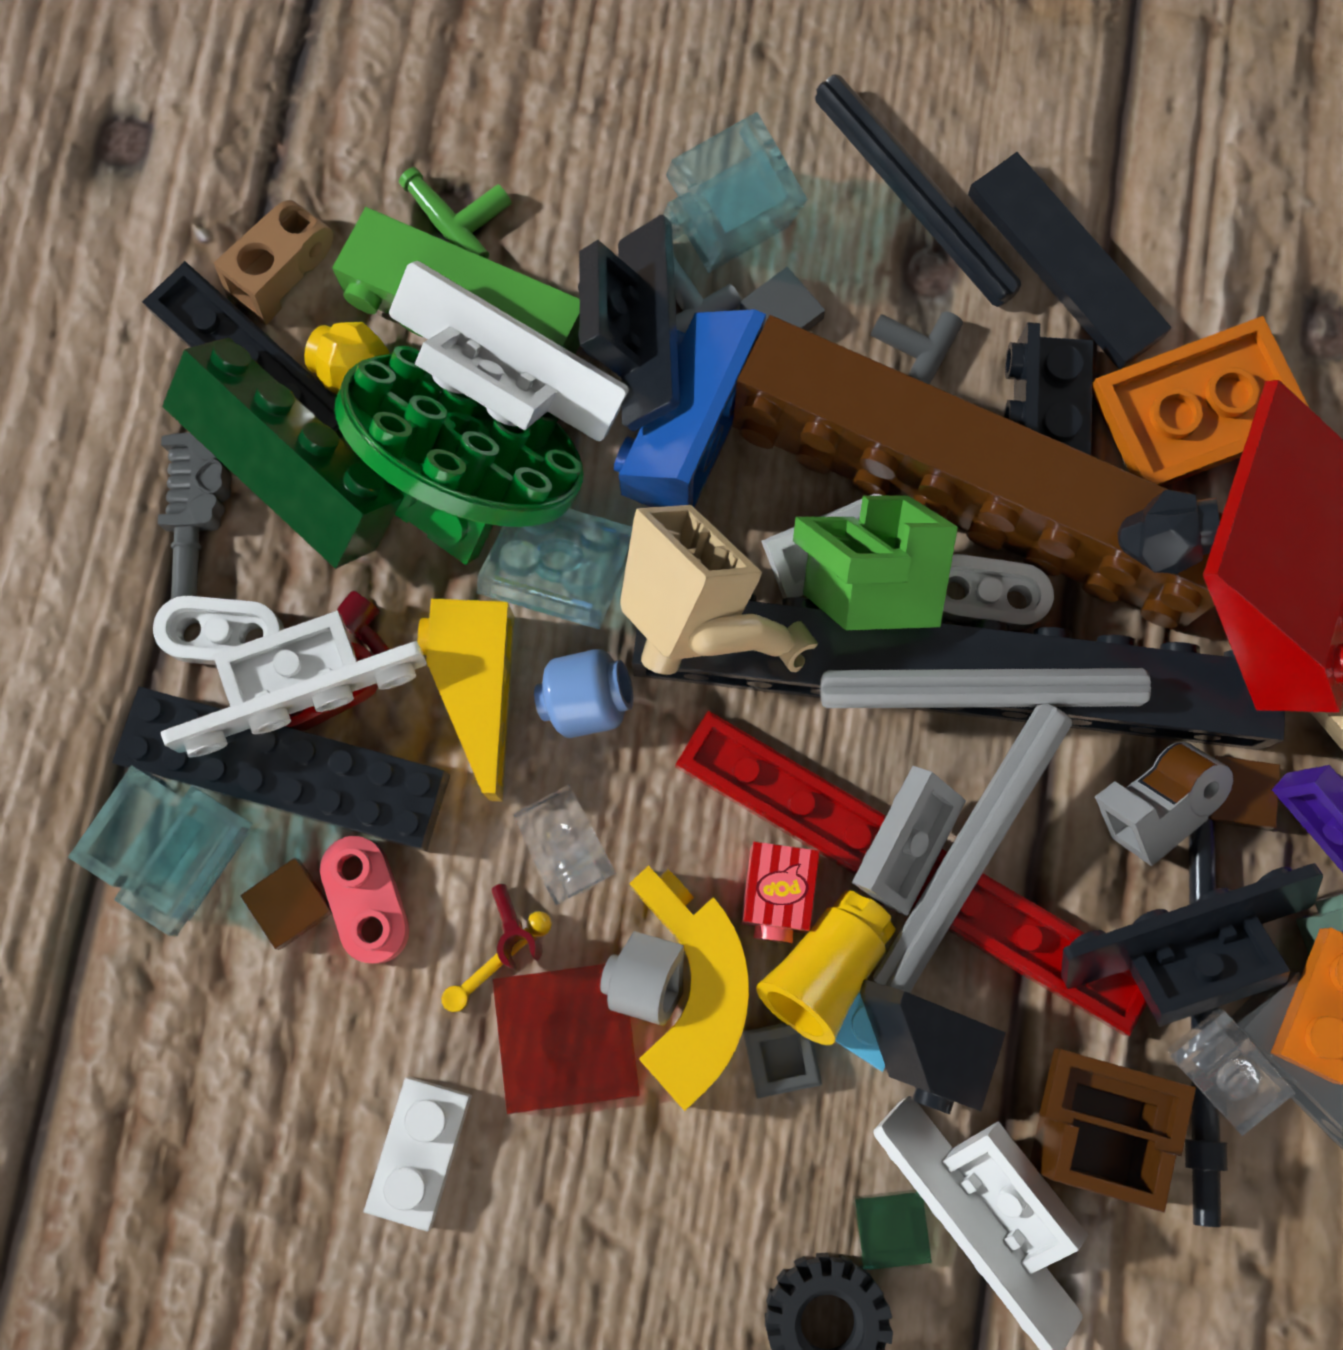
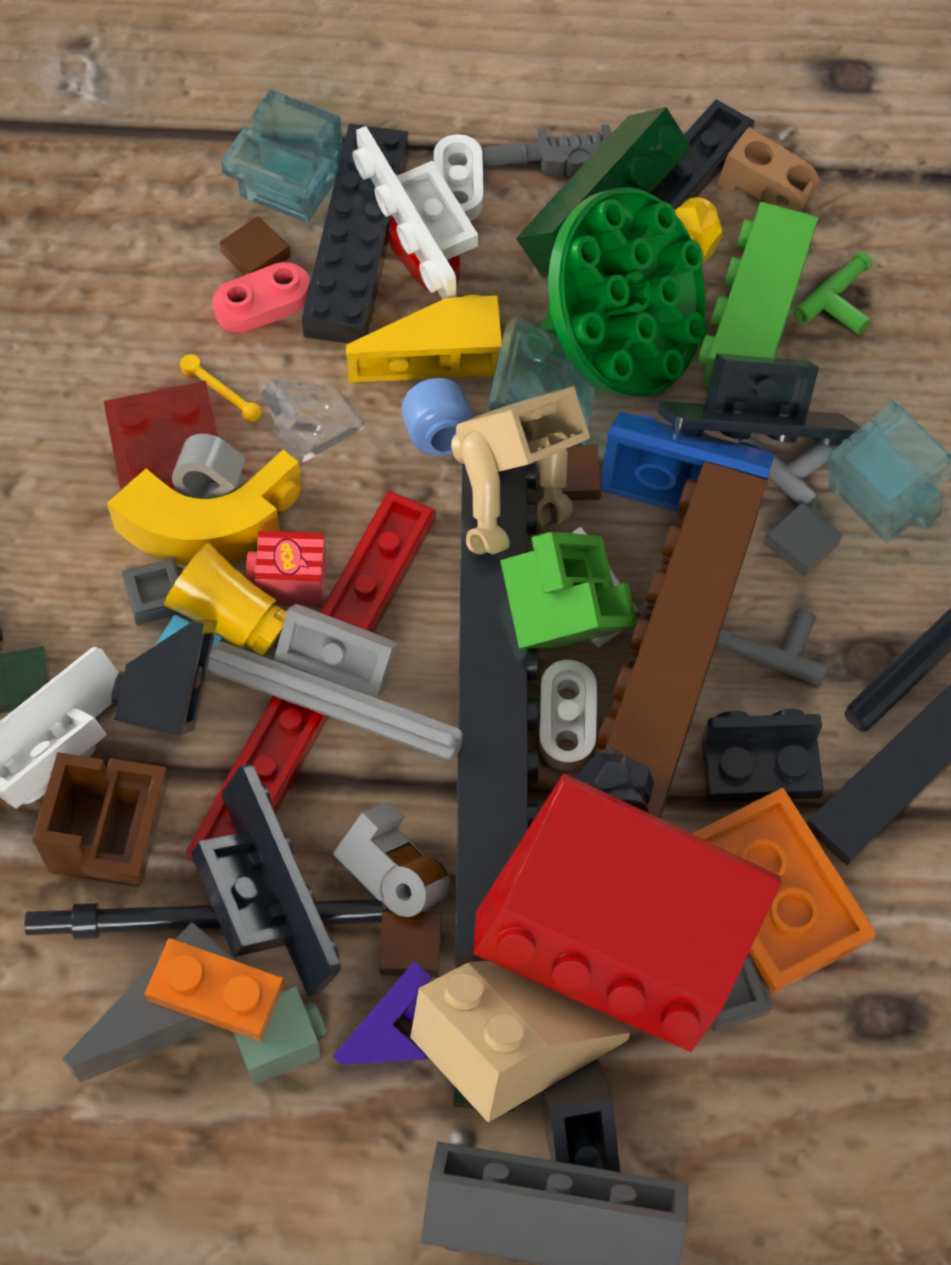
camera: 80 degrees right, 15 degrees down
(357, 616) = (481, 263): dark red hand -> none
(417, 1153) = (73, 352): white plate -> none
(500, 359) = (696, 310): white bracket -> none
(512, 929) = (233, 390): dark red hand -> none
(985, 688) = (470, 693): light grey axle -> none
(1230, 1071) = (154, 905): clear slope -> none

